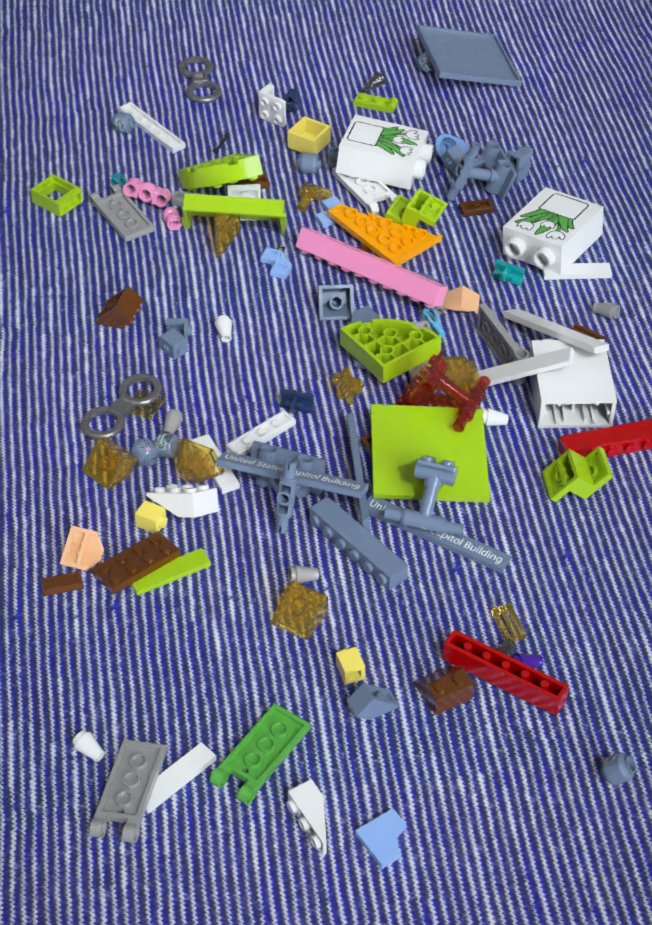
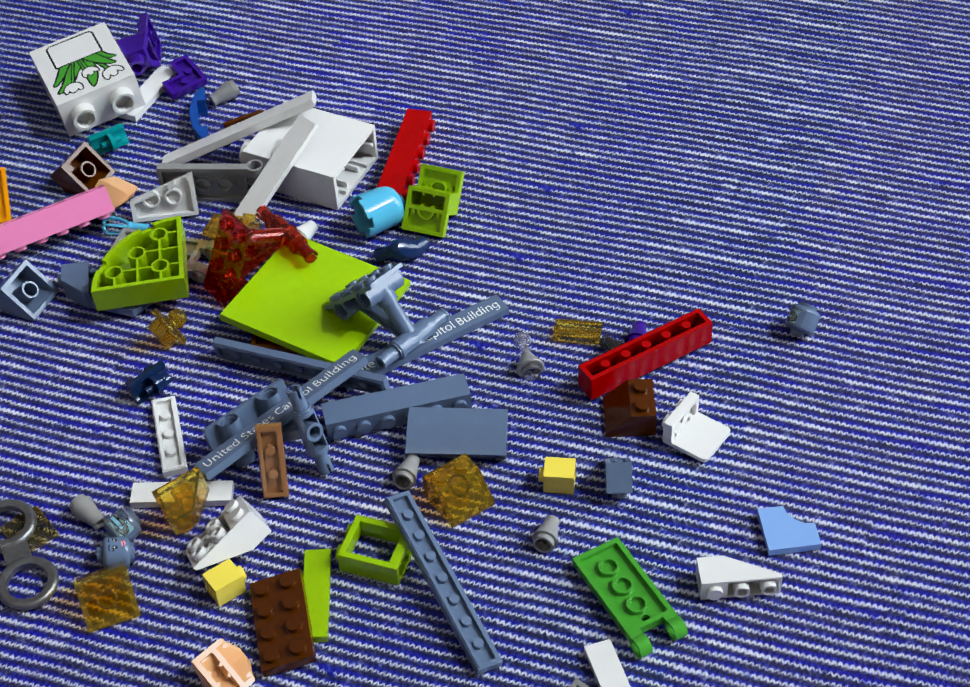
camera: 60 degrees left, 0 degrees up
(209, 633) = (443, 583): none -> sand blue tile
(215, 602) = (370, 567): none -> lime window
(255, 490) = (272, 460): none -> medium nougat tile
(290, 680) = (546, 535): none -> light grey cone
(351, 586) = (457, 432): none -> sand blue slope
(448, 735) = (692, 431): none -> white bracket
(450, 604) = (529, 365): none -> clear piece
(467, 273) = (81, 170): none -> reddish brown slope
(468, 330) = (166, 201): none -> white wing
(516, 482) = (402, 249): none -> dark blue arm
(540, 445) = (377, 210): none -> medium azure cylinder
(580, 302) = (197, 109): none -> blue slope
(603, 284) = (187, 78): none -> dark purple plate
(611, 243) = (142, 49): none -> dark purple plate

